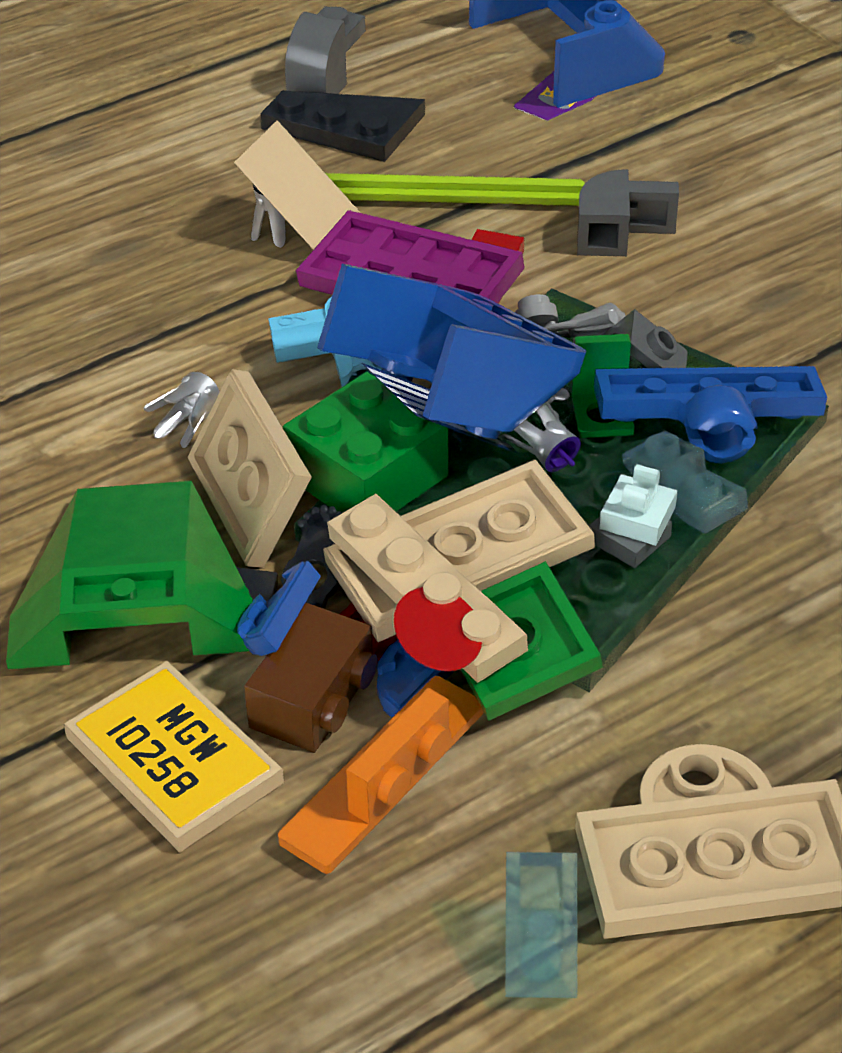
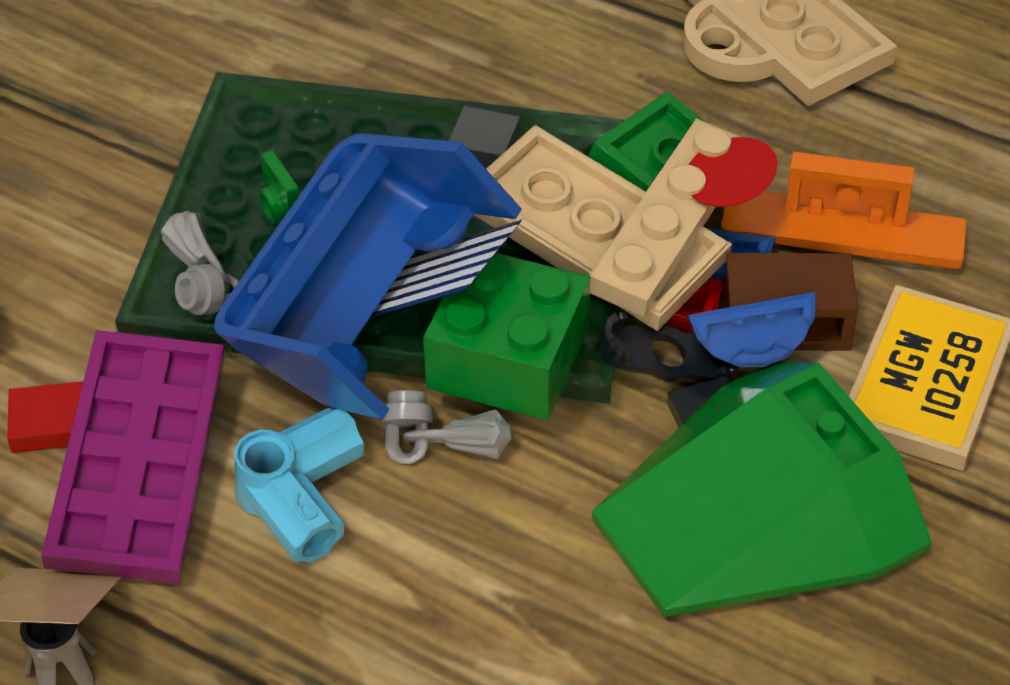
camera: 115 degrees left, 5 degrees up
(193, 400) = (474, 572): flat silver piece -> none
(248, 468) = (573, 434): tan tile -> none
(541, 925) = (923, 71): clear light blue slope -> none
(639, 506) = (473, 116): light aqua tile -> none
(650, 343) = (224, 181): dark grey bracket -> none
(702, 496) = (403, 109): clear light blue slope -> none
(712, 402) = (280, 114): blue plate -> none

